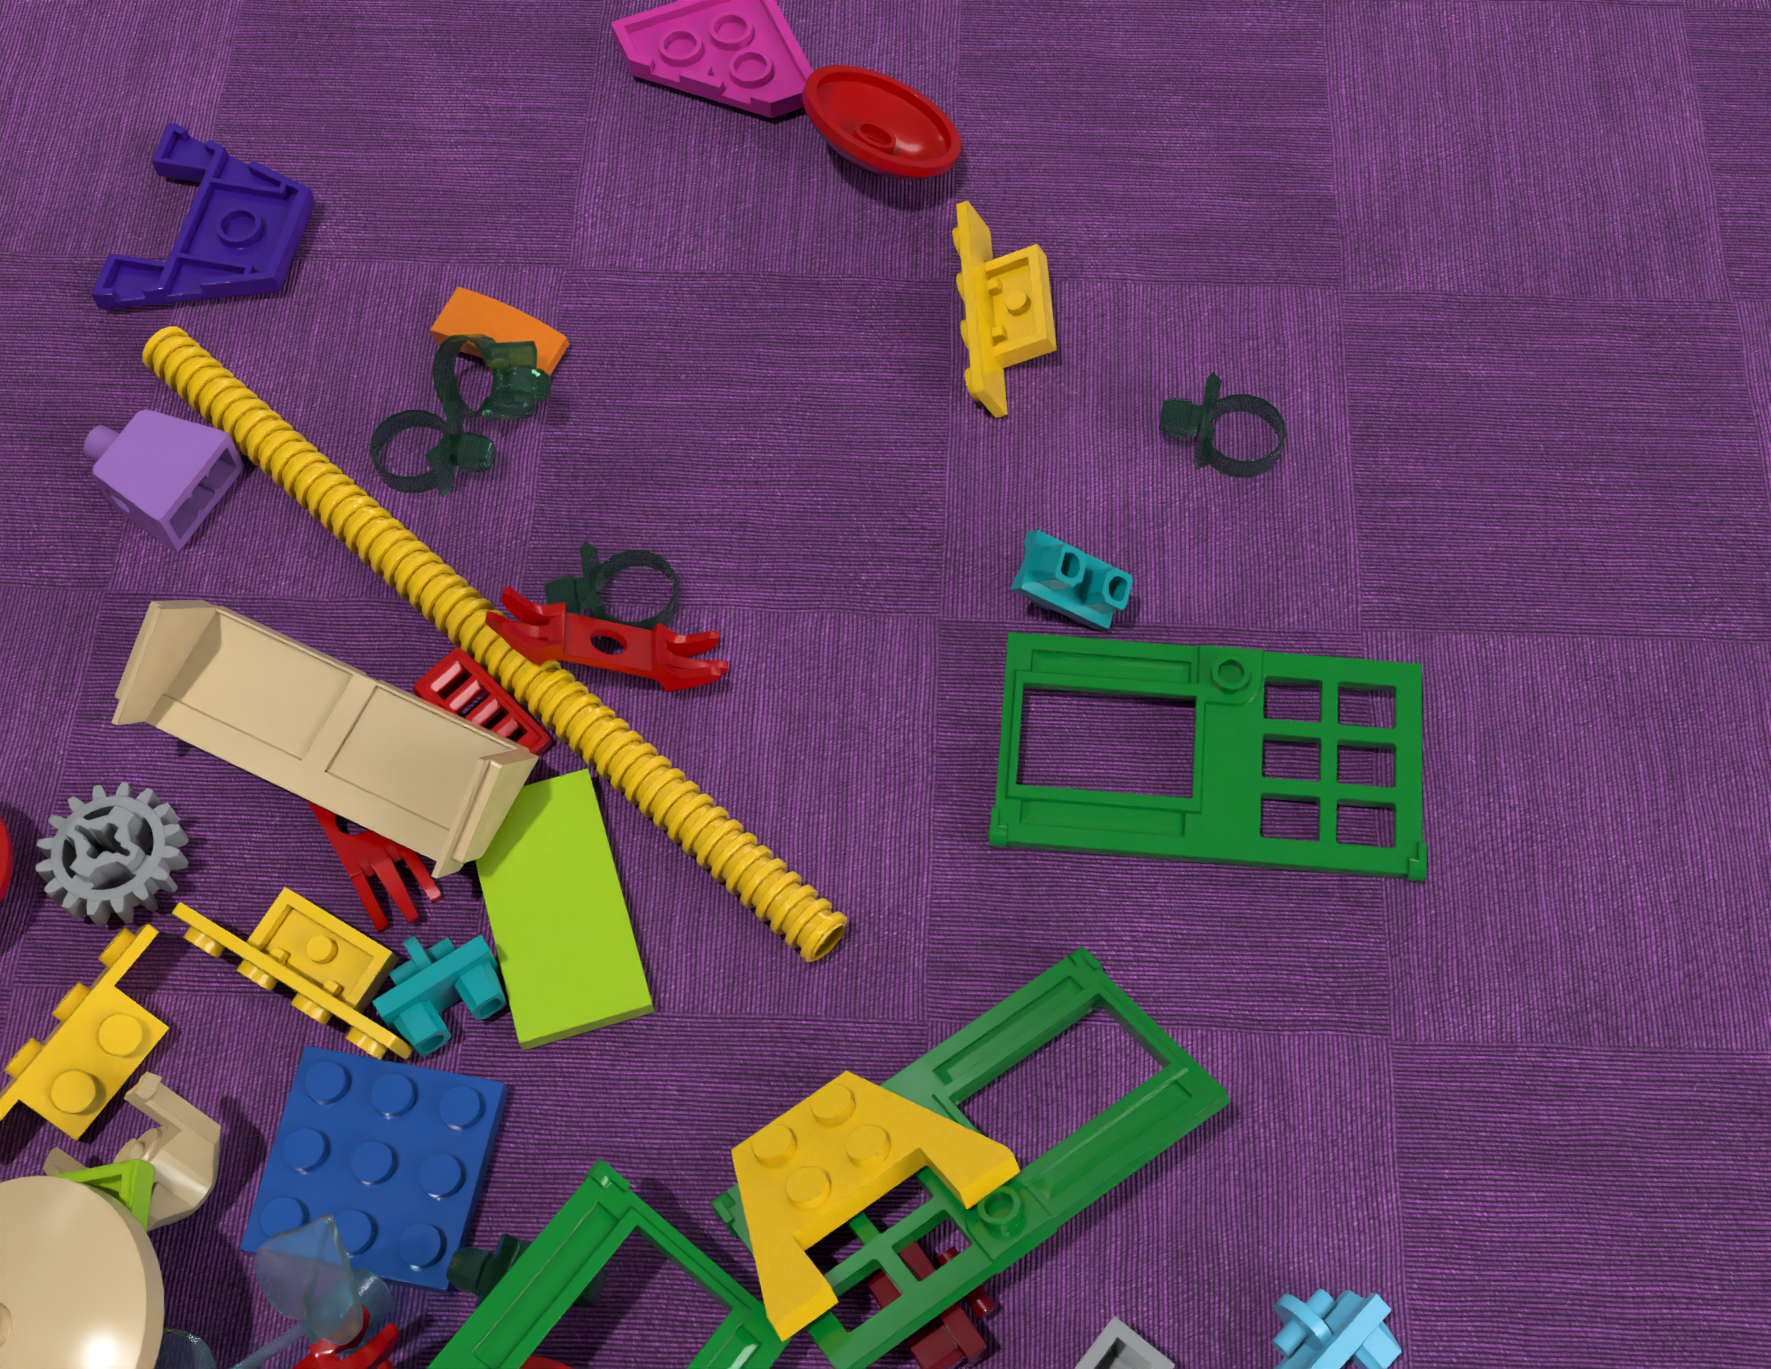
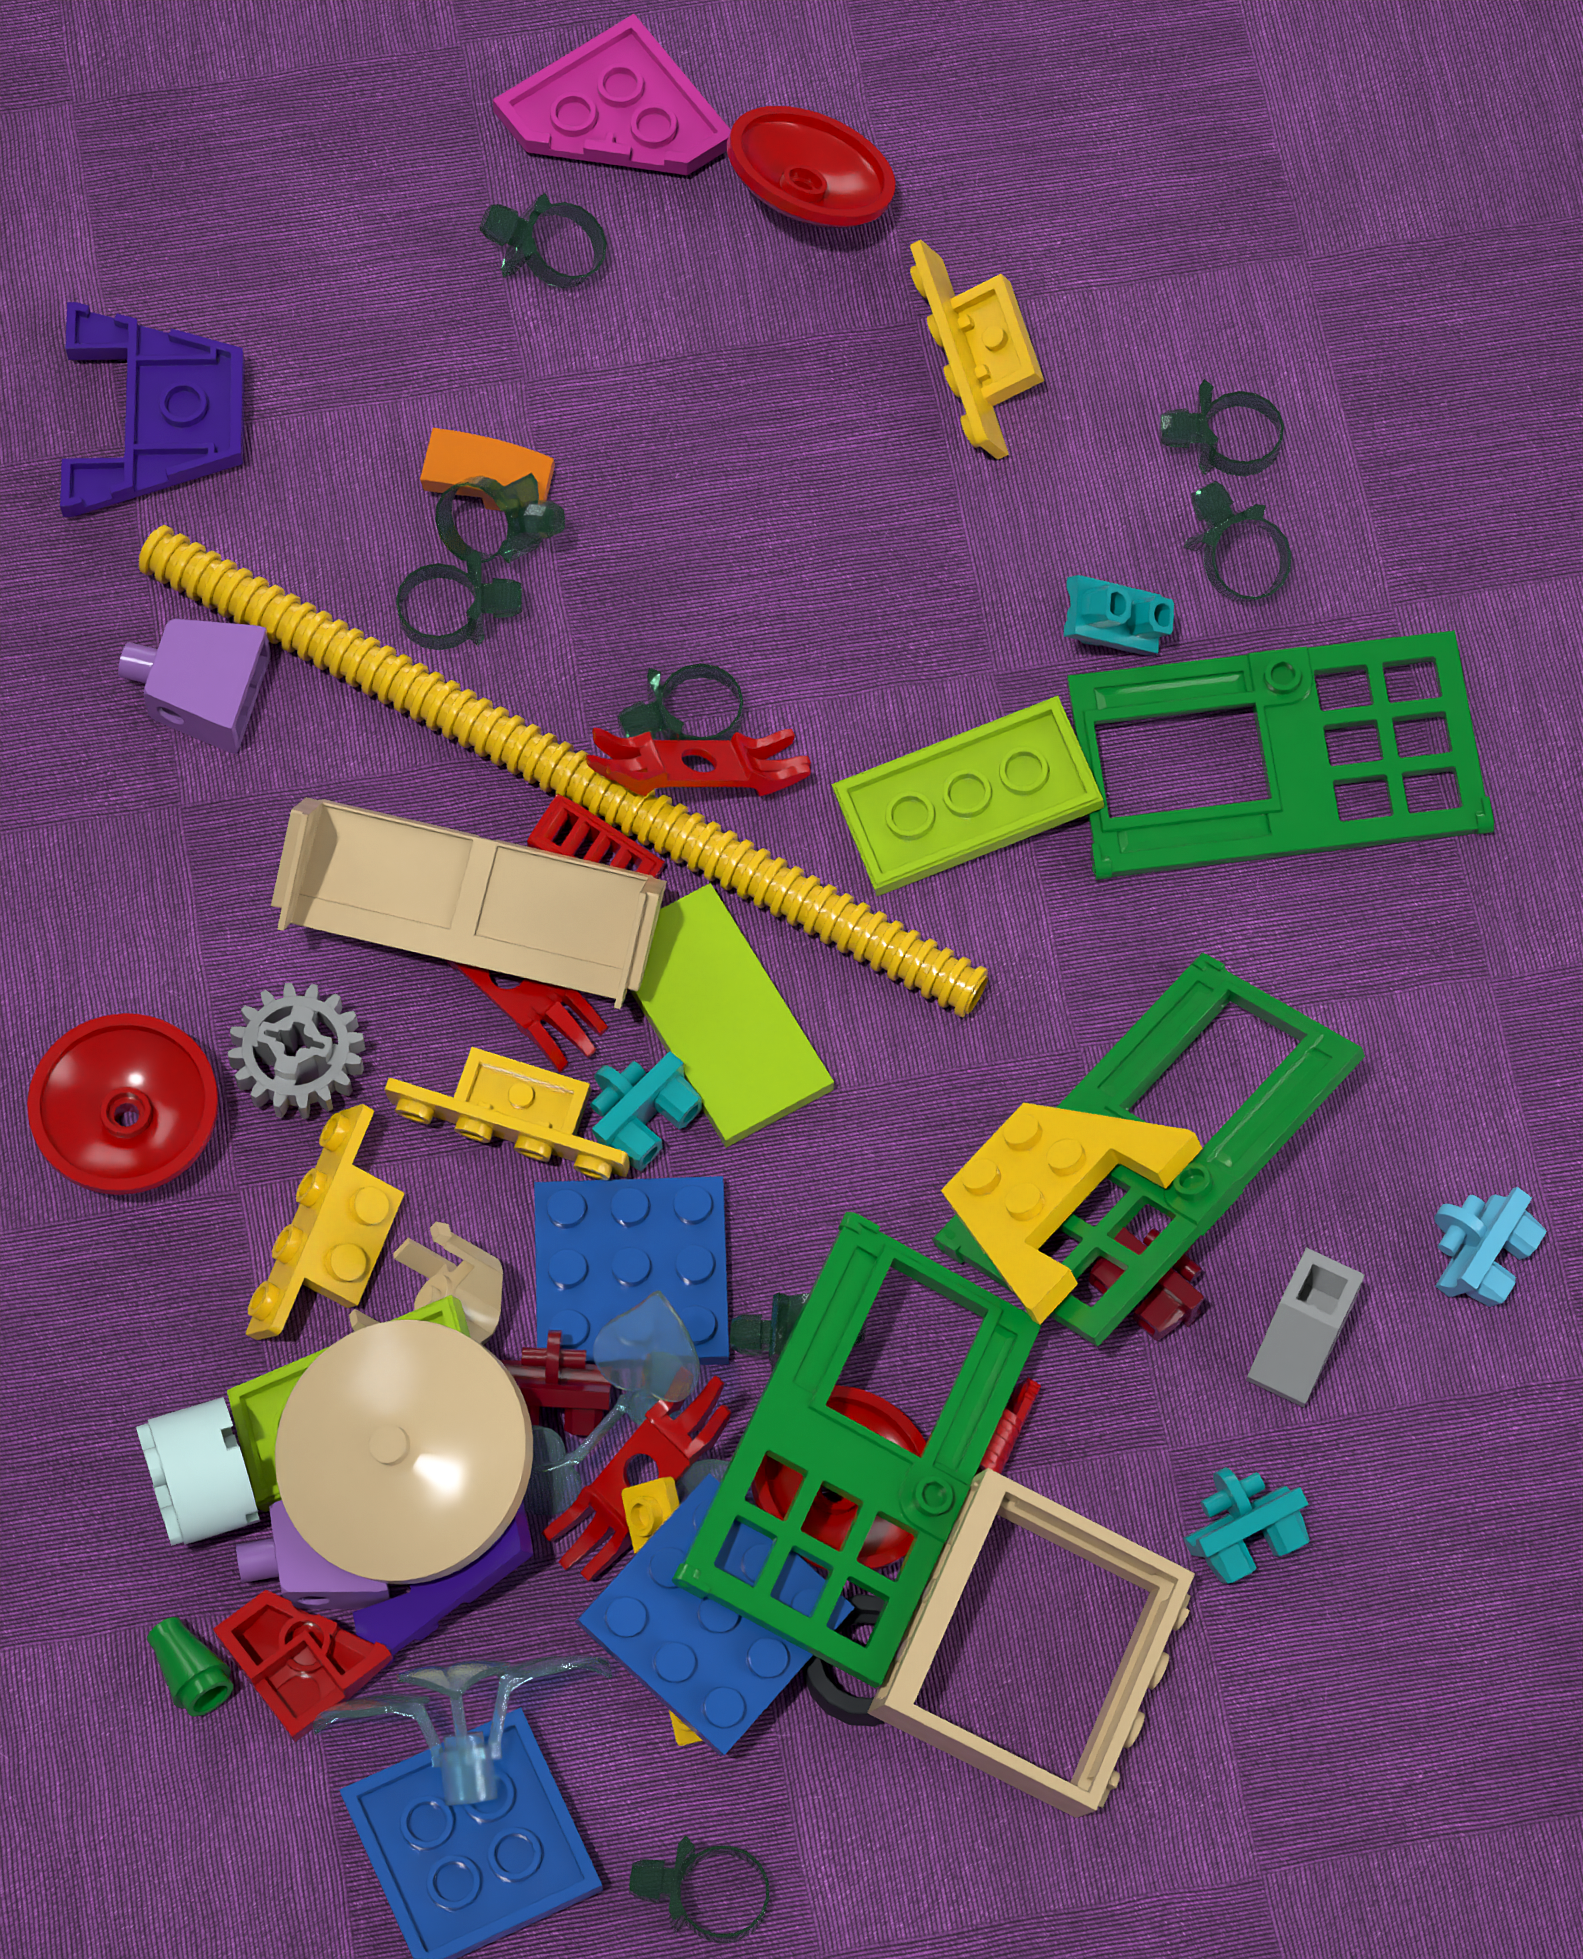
camera: 15 degrees left, 5 degrees up
(221, 1278) = (561, 1380): none -> dark red hips
(584, 127) = (506, 226): none -> piece
(875, 733) = (967, 796): none -> lime tile
(1196, 494) = (1213, 506): none -> piece

